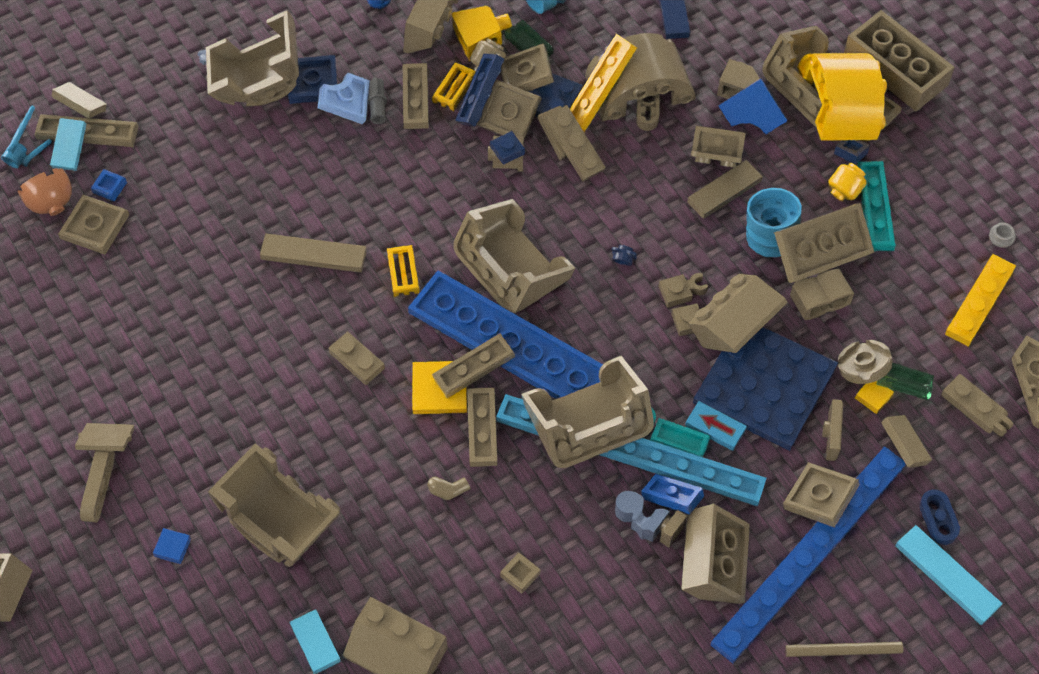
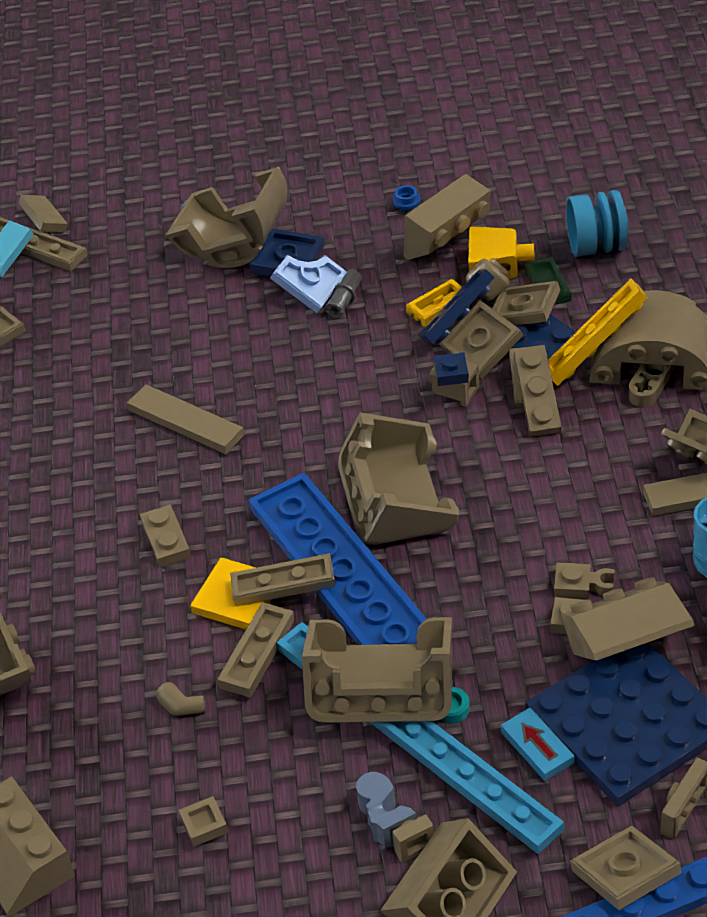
camera: 30 degrees right, 15 degrees down
(108, 185) = (22, 297): blue tile -> none
(405, 288) = (265, 482): yellow tile -> none
(415, 96) = (387, 299): dark tan plate -> none
(623, 255) = (528, 522): dark blue plate -> none
(672, 493) = (434, 797): blue plate -> none
(680, 437) = (486, 742): teal tile -> none

